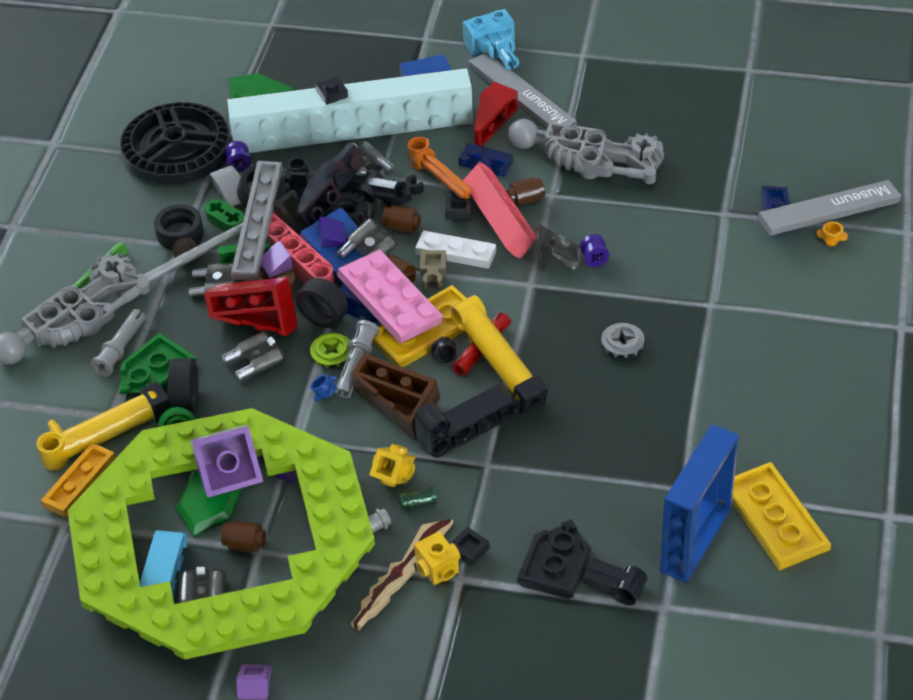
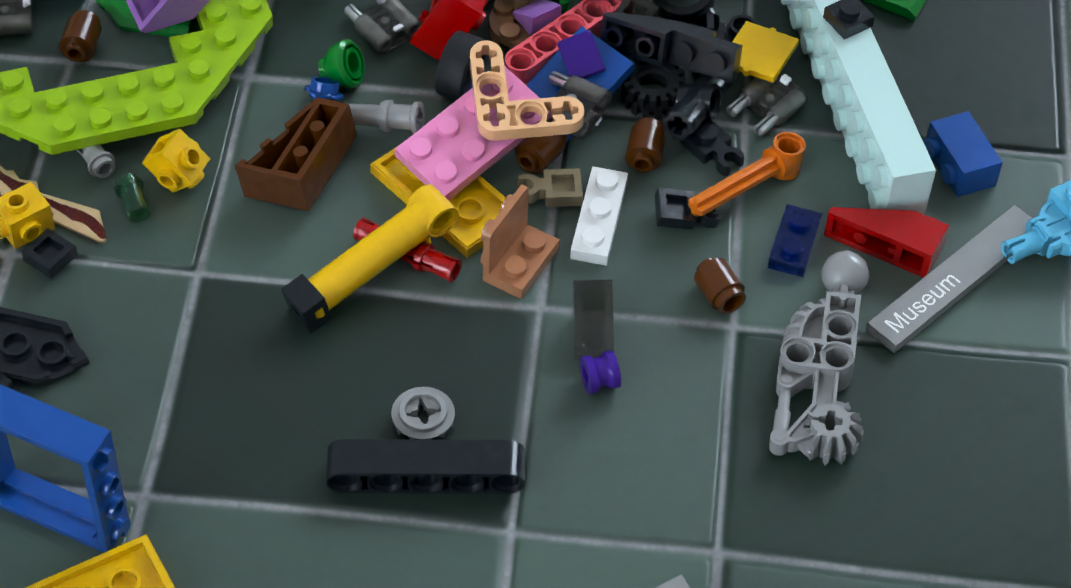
camera: 80 degrees right, 5 degrees up
(301, 374) = (343, 64): none -> green brick
(320, 150) = (764, 51): none -> yellow piece
(330, 342) = (393, 84): lime gear -> none
(388, 264) = (510, 112): none -> light nougat beam
(446, 354) = (392, 204): black plate -> none
(449, 430) = (252, 228): black beam -> none
(488, 283) = (512, 249): none -> nougat bracket
(500, 210) = (687, 249): coral beam -> none
(667, 337) = (425, 466): none -> black beam

